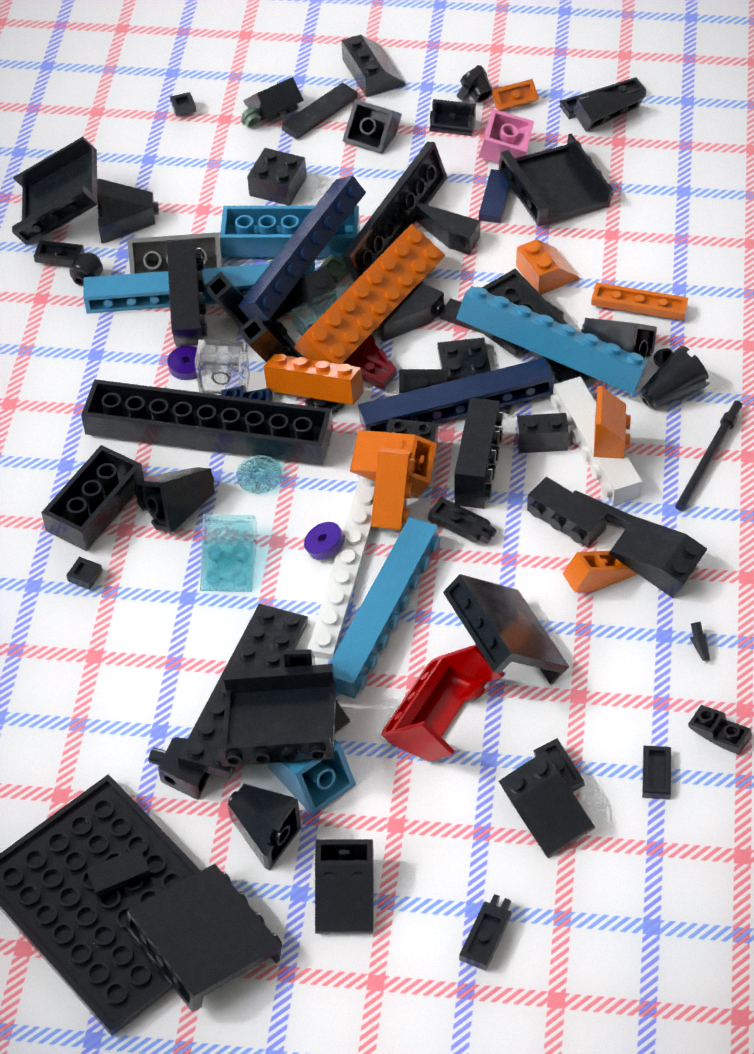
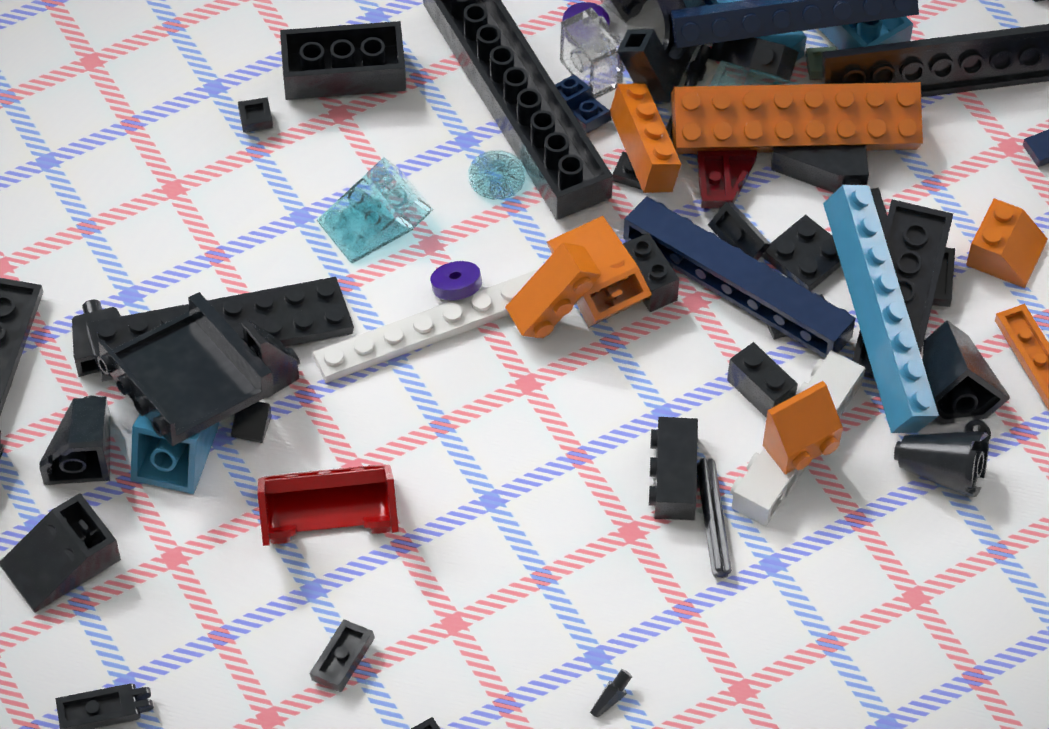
camera: 50 degrees right, 5 degrees up
(174, 495) = (404, 122): black slope -> none
(382, 606) = (416, 380): dark azure brick -> none
(451, 229) = (979, 136): black slope -> none
(461, 521) = (583, 381): black hinge -> none
(478, 453) = (674, 338): black brick -> none
(504, 626) = (454, 496): black panel -> none
(546, 804) = (284, 667): black slope -> none
(595, 571) = (628, 546): orange slope -> none
(658, 554) = (684, 583): black slope -> none
(727, 422) = (942, 547): black bar -> none

